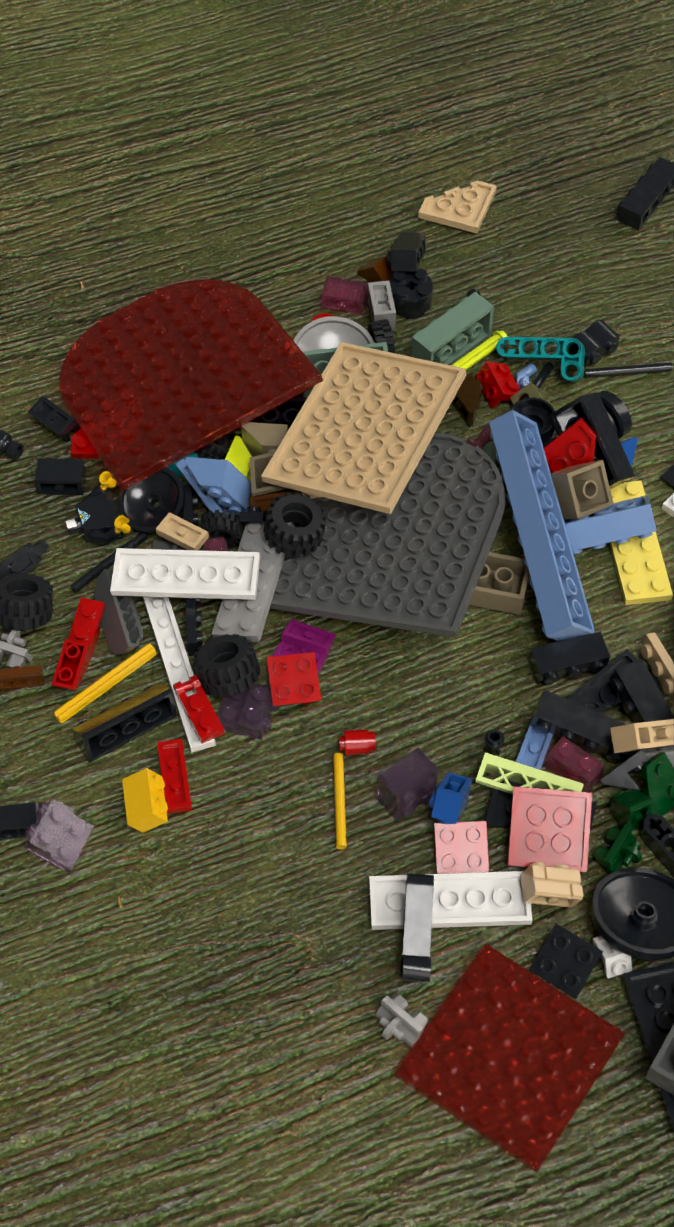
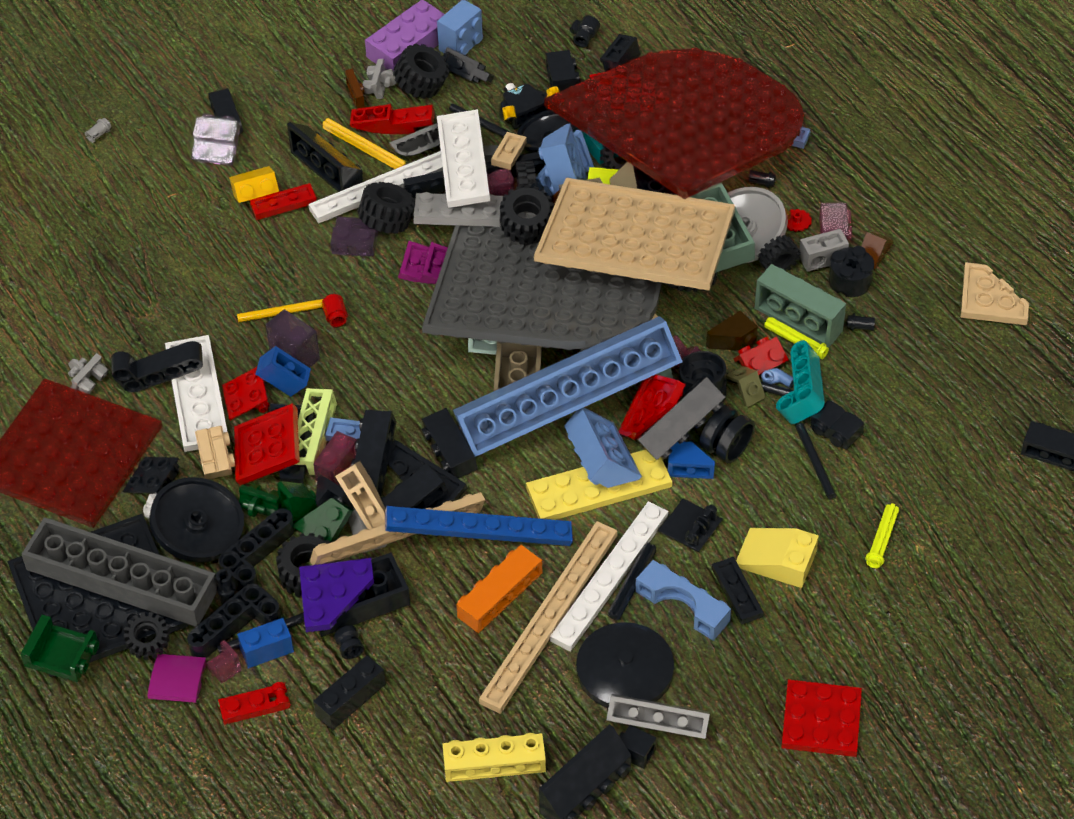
camera: 80 degrees right, 5 degrees down
(199, 710) = (340, 200): red plate -> none
(293, 679) = (381, 252): red hinge -> none
(407, 251) = (895, 254): black brick -> none
(494, 740) = (348, 397): black pin -> none
(582, 489) = (625, 417): dark tan slope -> none

